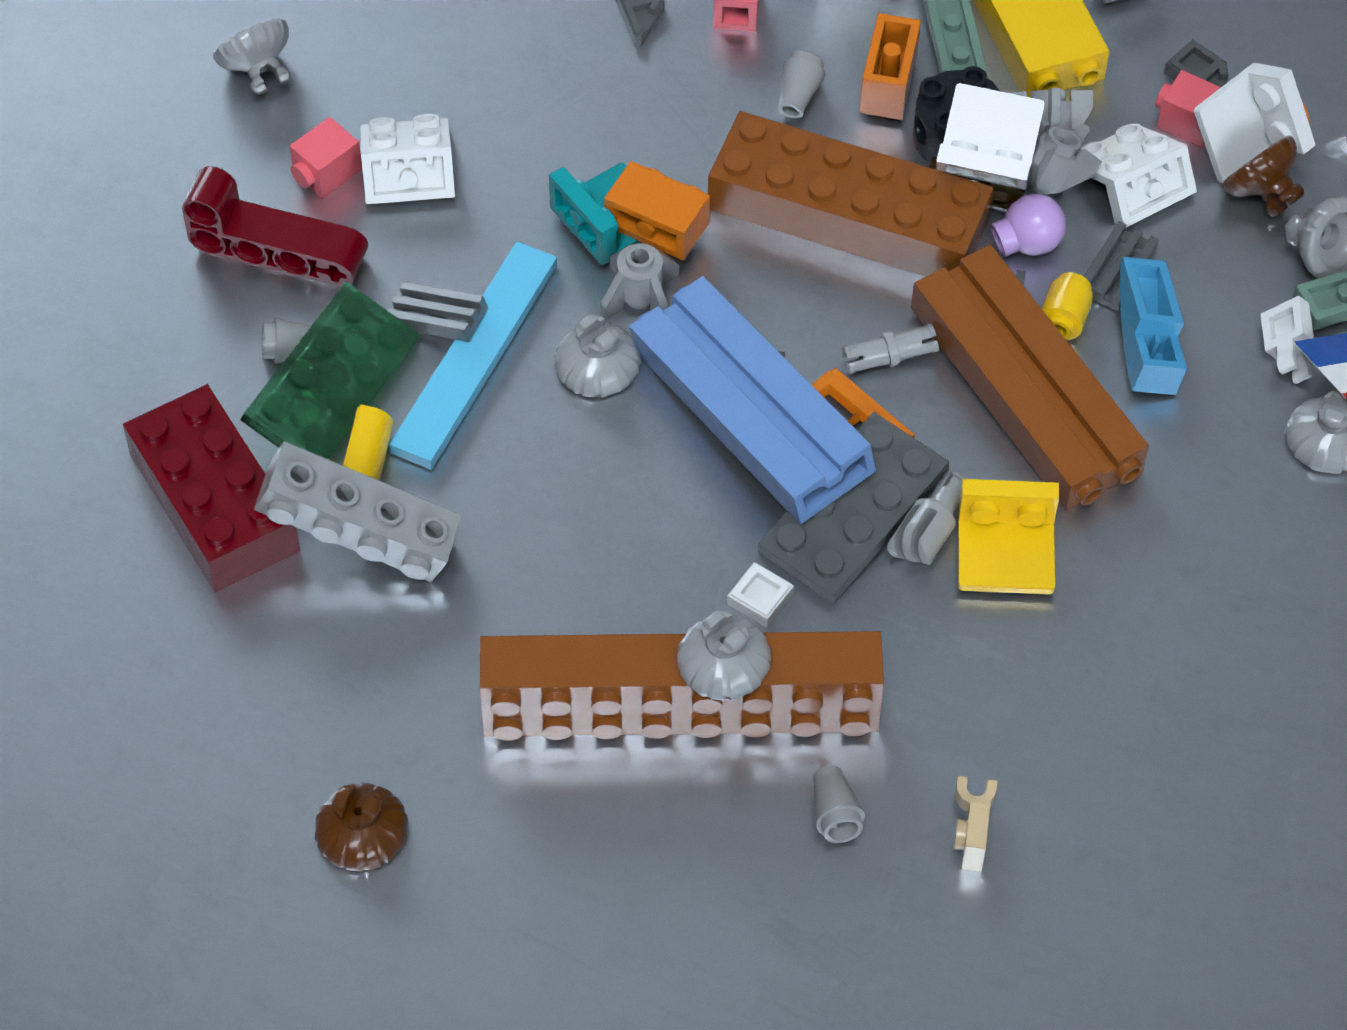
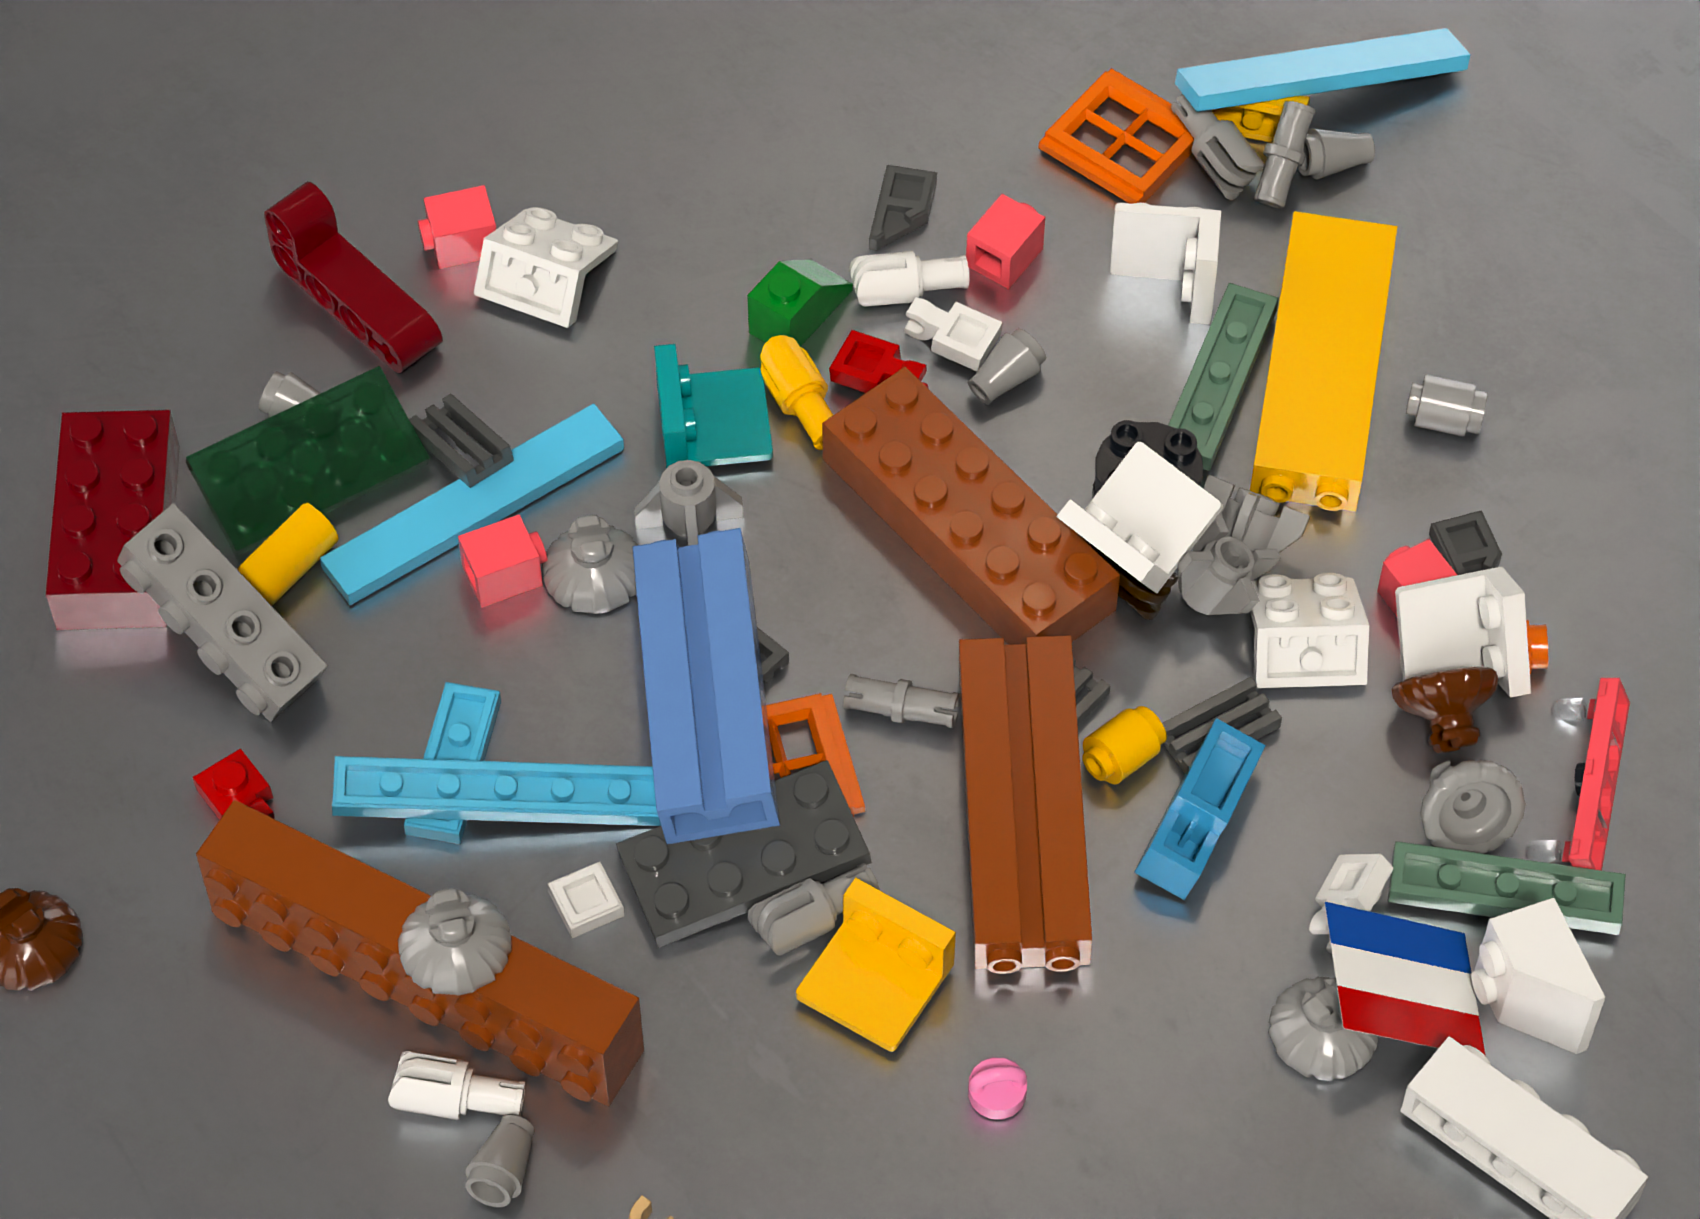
camera: 30 degrees right, 0 degrees up
(256, 52) = (463, 84): light grey hair -> none
(445, 642) = (234, 780): none -> red plate
(530, 383) = (502, 560): none -> coral brick
(593, 545) = (458, 733): none -> medium azure tile
(614, 108) = (794, 300): none -> green slope
(646, 547) = (494, 791): none -> medium azure tile
(656, 153) = (796, 384): none -> yellow arm
(658, 209) = (751, 435): orange brick -> none
(681, 52) = (903, 276): none -> white arm
(701, 124) = (869, 361): none -> red plate
(749, 74) = (959, 335): none -> white plate
(763, 771) = (451, 1088): none -> white arm
(890, 66) = (1110, 389): orange brick -> none
(1031, 226) = (1146, 637): lavender piece -> none
(1143, 582) = (997, 1088): none -> bright pink tile

